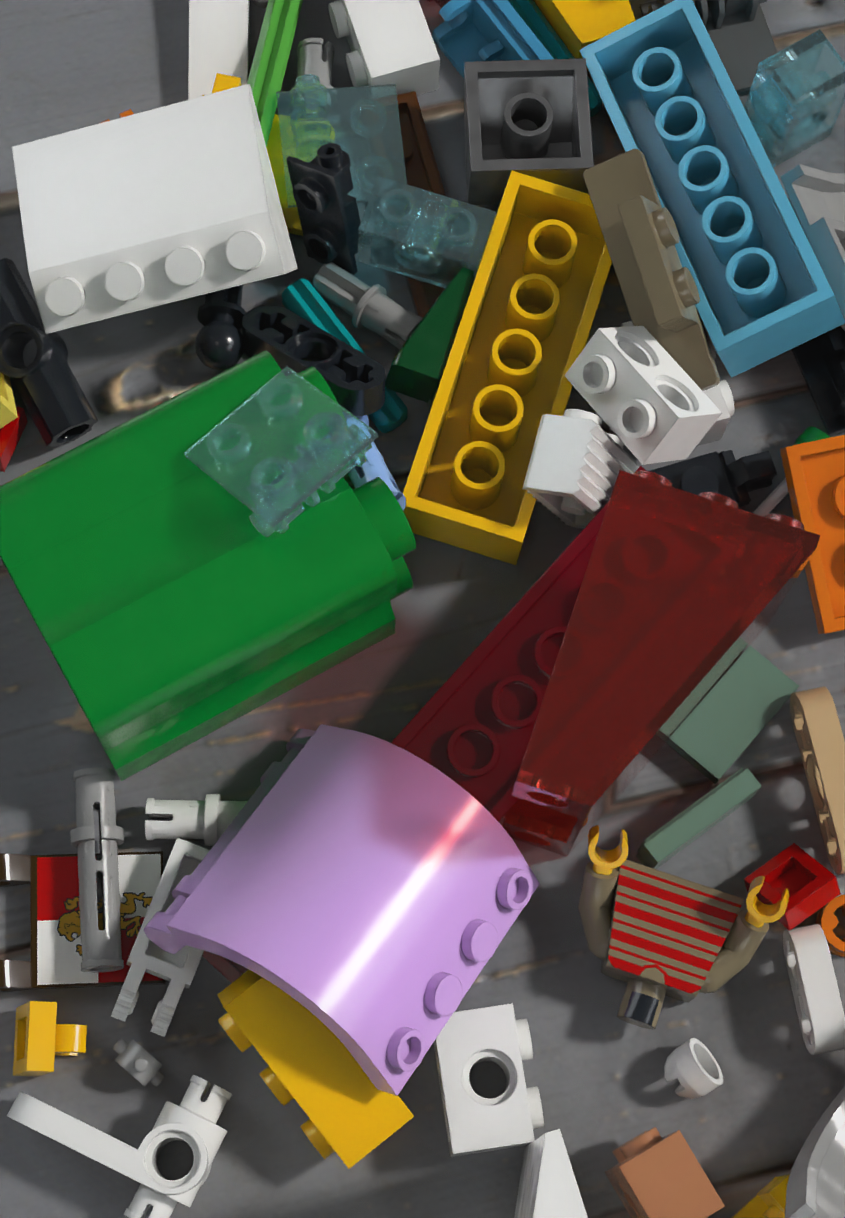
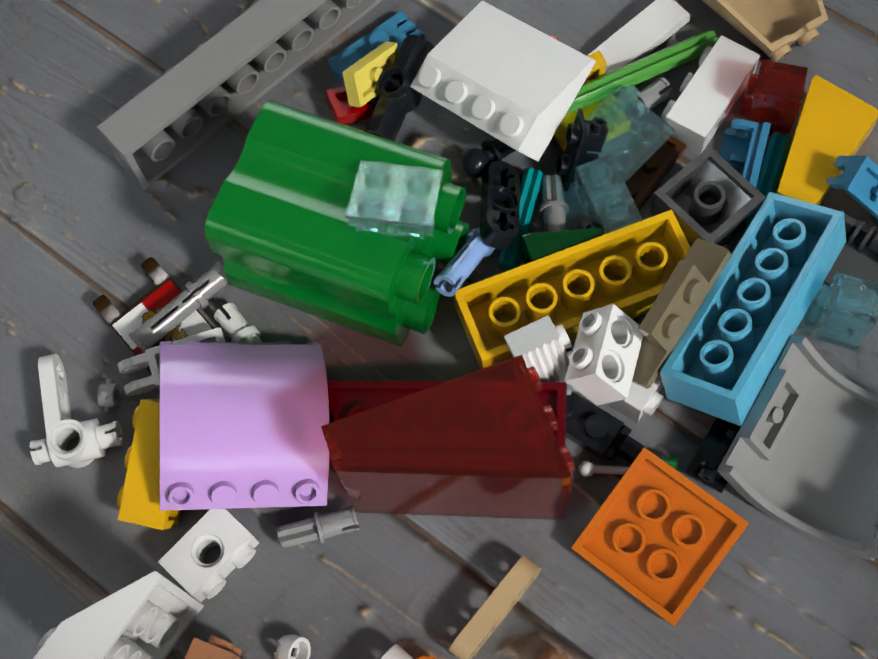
camera: 65 degrees right, 5 degrees down
(41, 1039) = (86, 345): yellow tile -> none
(555, 919) = (319, 527): none -> light grey axle
(665, 930) = (348, 582): torso -> none
(698, 819) = (419, 557): sand green tile -> none
(732, 714) = (492, 535): sand green tile -> none
(805, 878) = (422, 630): red plate -> none

